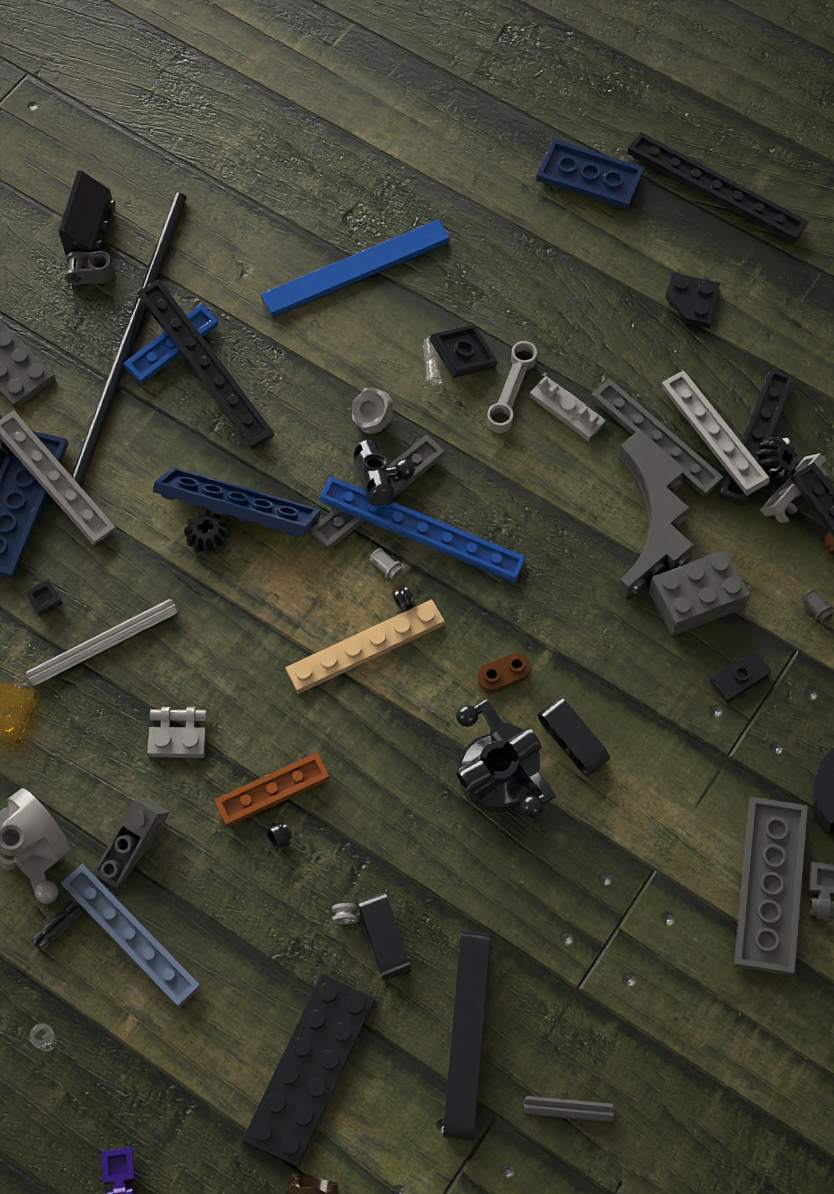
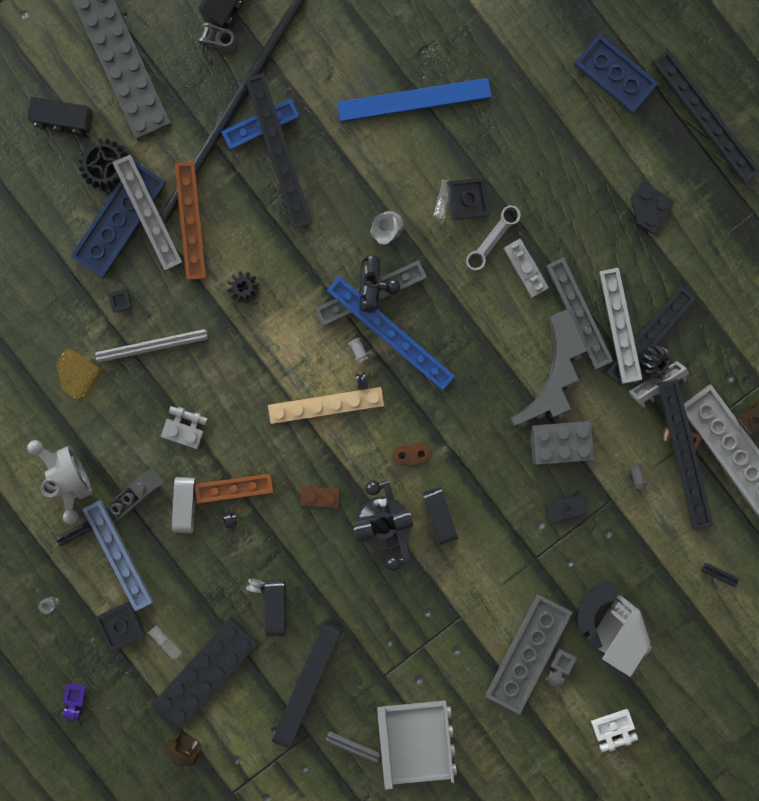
camera: 15 degrees right, 25 degrees up
(113, 474) = (190, 220): none -> dark orange plate
(160, 1038) = (120, 626): none -> black plate
(207, 834) = (183, 505): none -> light grey beam
(234, 1040) = (164, 642): none -> clear axle
(236, 501) = (269, 272): dark blue plate -> none
(397, 766) = (320, 496): none -> reddish brown plate
(662, 1070) = (416, 743): none -> light grey panel

